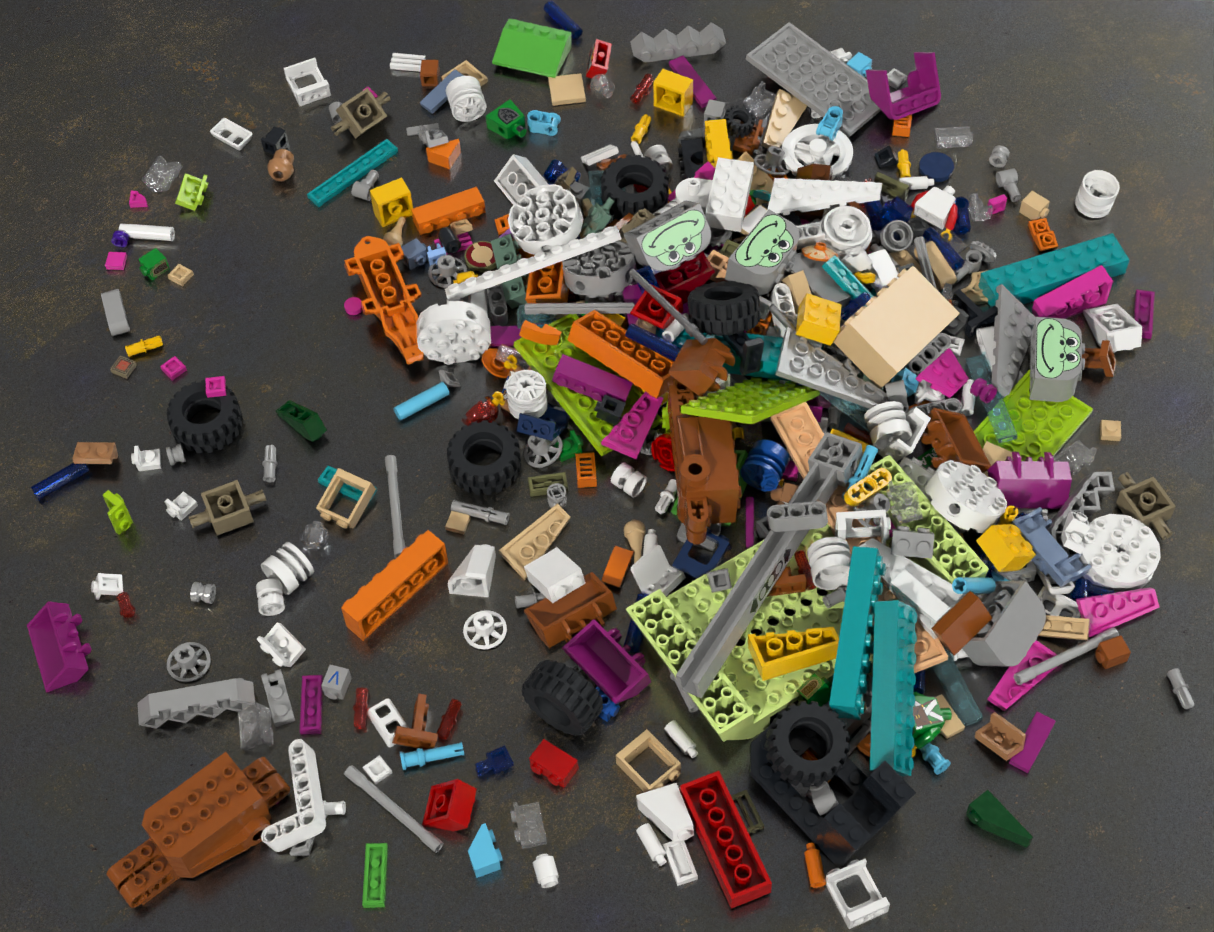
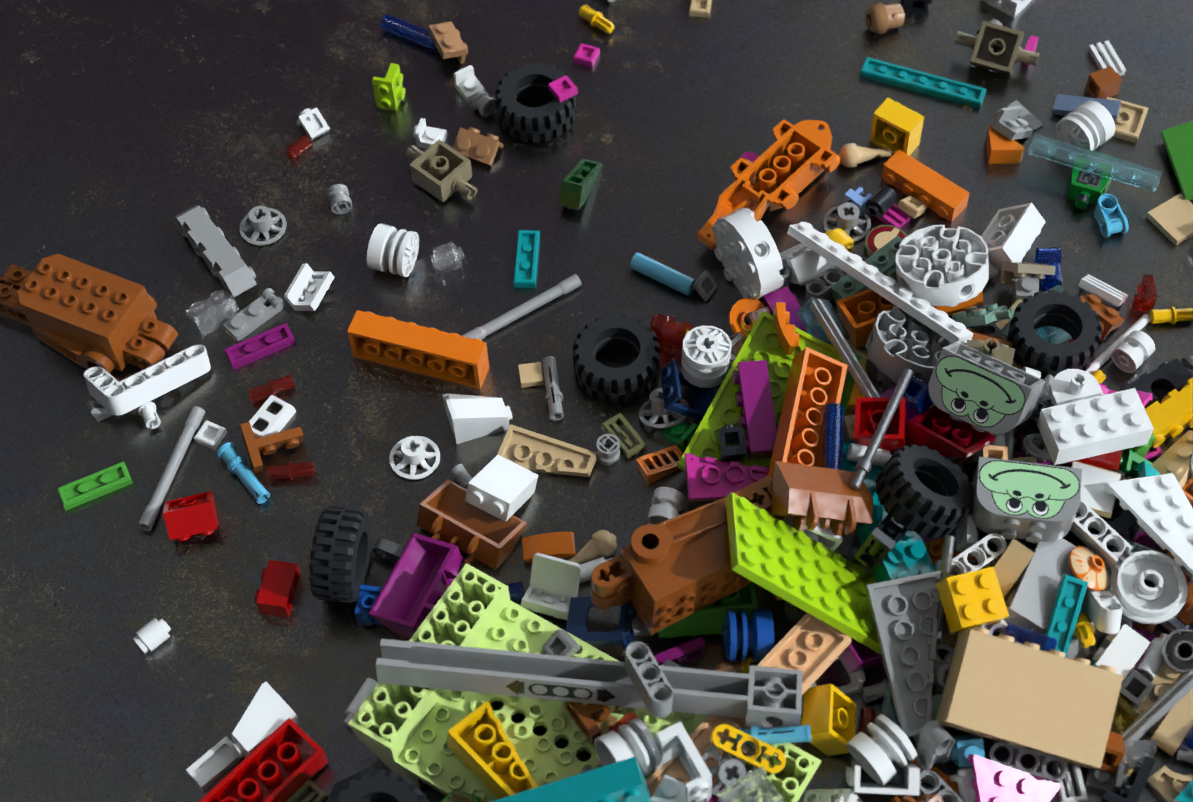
camera: 65 degrees right, 0 degrees up
(58, 645) = (232, 118): magenta piece -> none
(123, 367) = (564, 17): dark tan tile -> none
(216, 475) = (477, 146): none -> medium nougat bracket
(269, 463) = (515, 182): light grey axle -> none
(270, 597) = (354, 255): white wheel -> none
(331, 492) = (502, 246): tan window -> none
(336, 682) = (288, 353): light grey brick -> none
(363, 188) = (910, 99): light grey pin -> none
(414, 254) = (845, 178): sand blue brick -> none
(482, 853) = (151, 567): medium azure slope -> none
(497, 760) = (260, 534): clear blue plate -> none
(499, 106) = (1095, 162): none -> clear light blue tile
(529, 824) = (197, 594): clear bracket -> none
(617, 132) = (1146, 295): none -> clear red bracket
(635, 748) = (326, 658): tan window -> none
(652, 843) = (222, 725): white cylinder -> none

